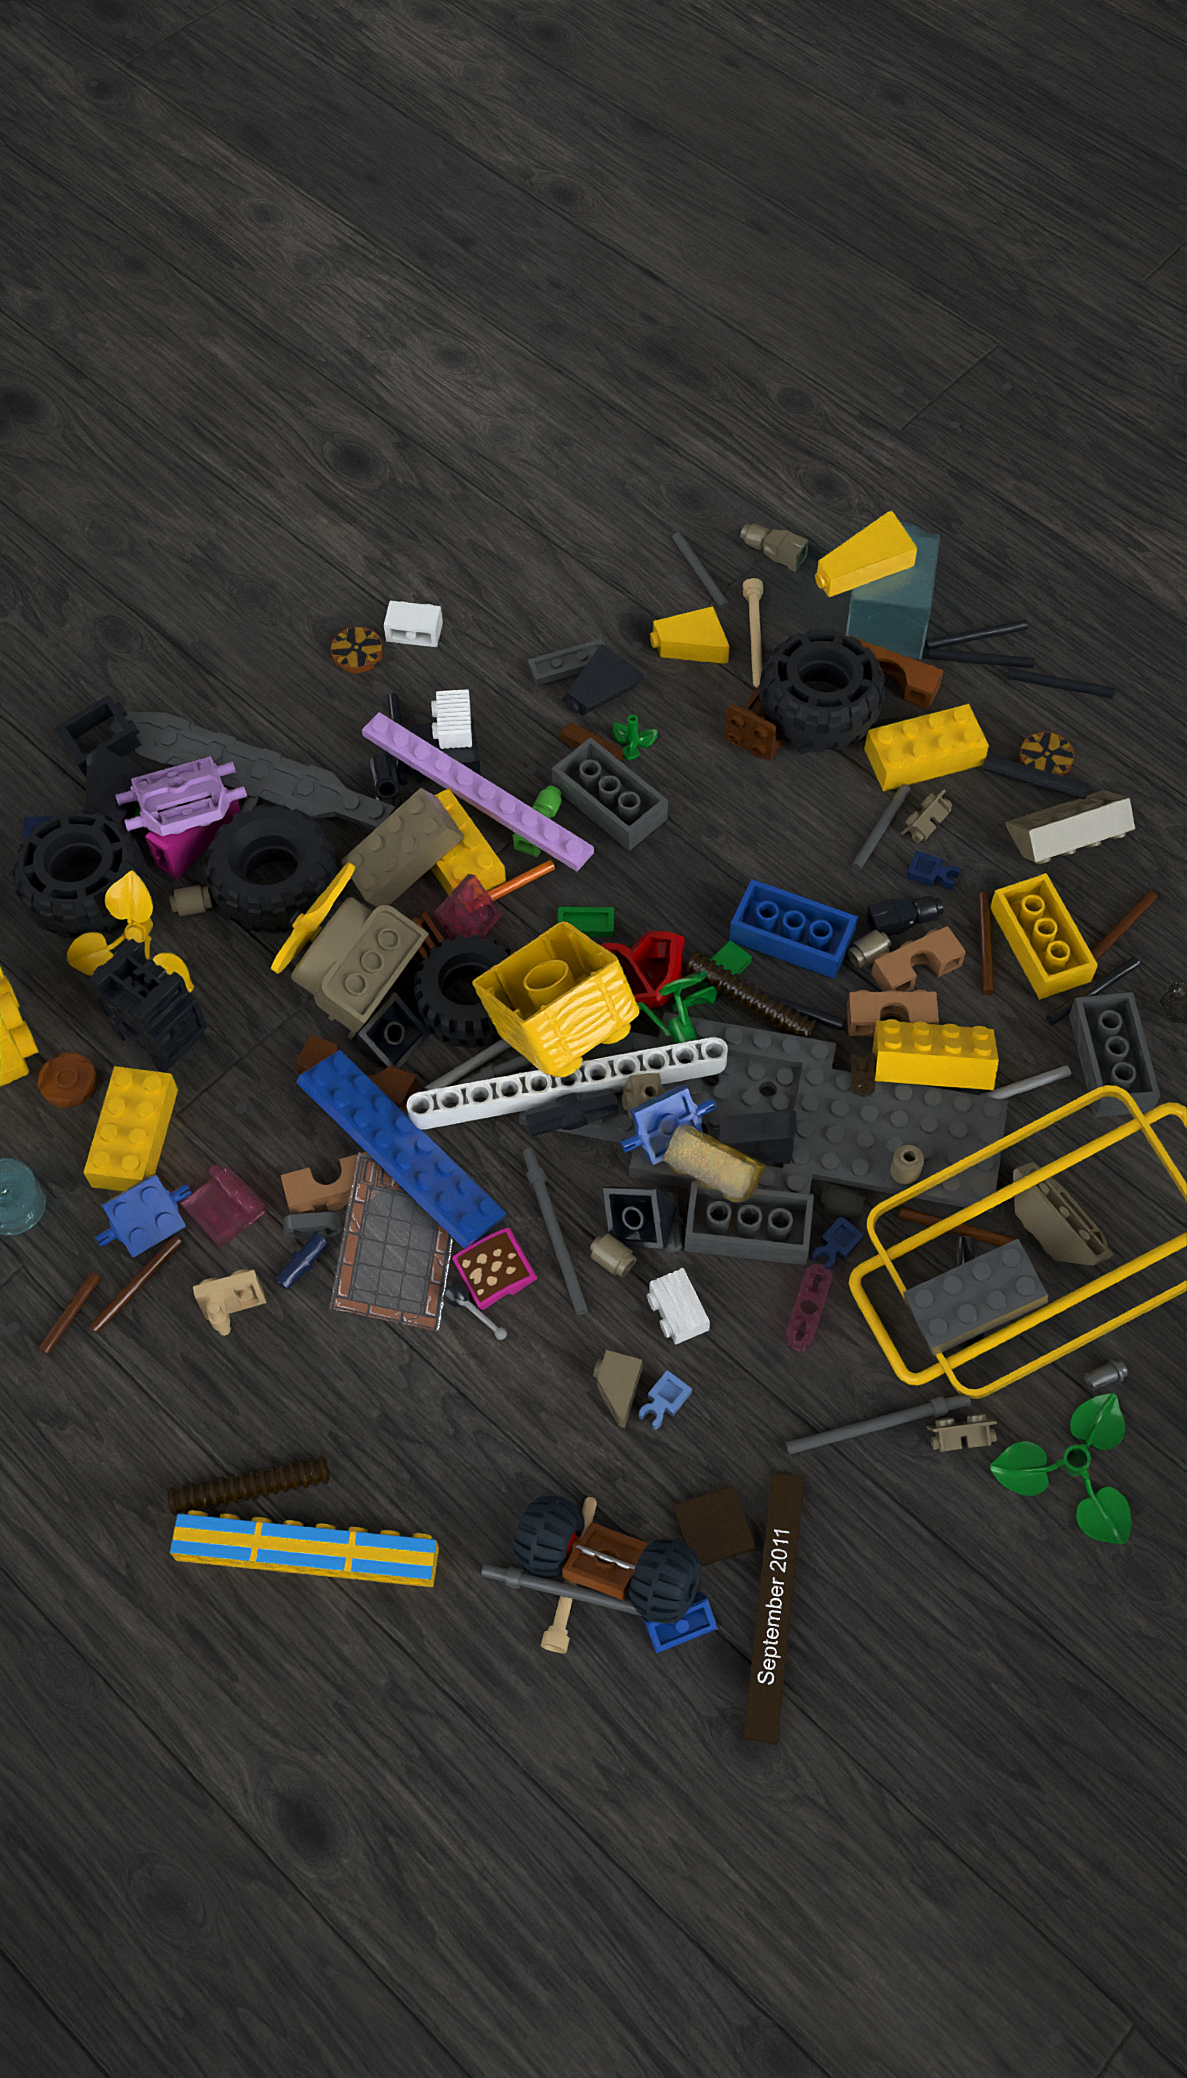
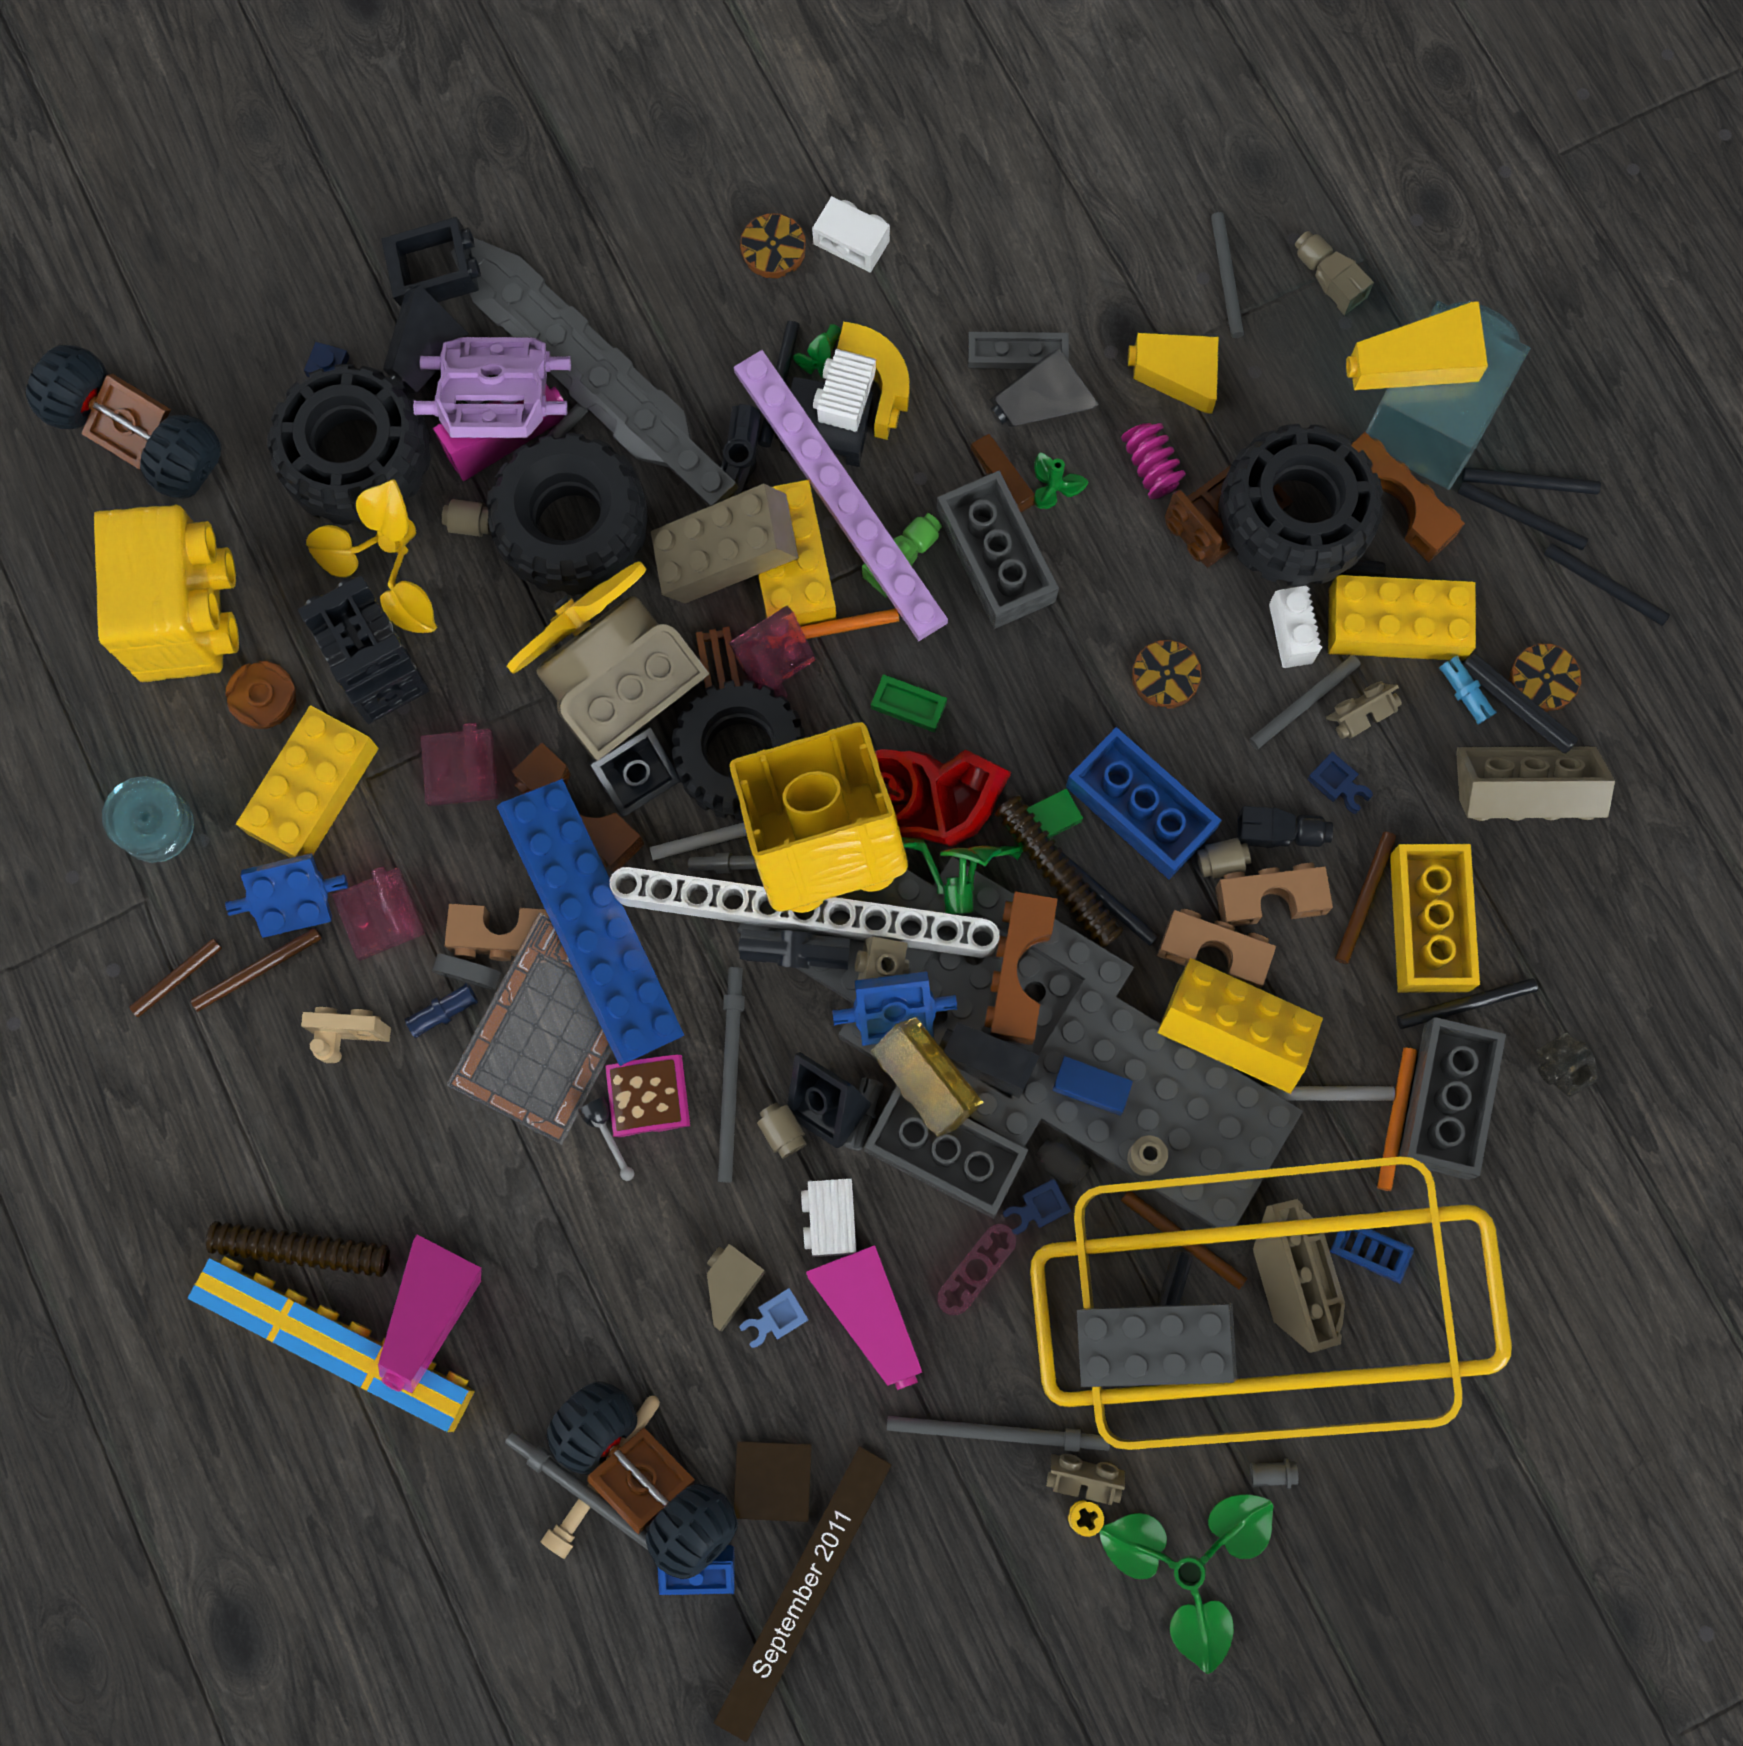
camera: 20 degrees right, 15 degrees up
(249, 1077) = (459, 766): none -> clear pink plate
(378, 1485) = (426, 1309): none -> dark pink slope
(422, 703) = (819, 351): none -> green plant
(483, 706) = (890, 373): none -> yellow arch
(699, 700) = (1153, 459): none -> dark pink piece
(737, 1366) = (867, 1309): none -> dark pink slope
(745, 1034) = (1014, 1012): none -> dark orange arch
(752, 592) = (1279, 328): tan piece -> none
(771, 840) = (1166, 674): none -> tile
(842, 1134) = (1092, 1086): none -> blue slope
(852, 777) = (1295, 626): none -> white brick
(863, 1074) = (1146, 1022): dark brown piece -> none
(971, 1451) = (1097, 1520): none -> yellow bush
(995, 780) = (1467, 690): none -> dark azure pin
(1079, 1085) = (1397, 1116): none -> orange bar
(1104, 1195) = (1402, 1262): none -> blue slope
(1122, 926) = (1536, 935): reddish brown bar -> none

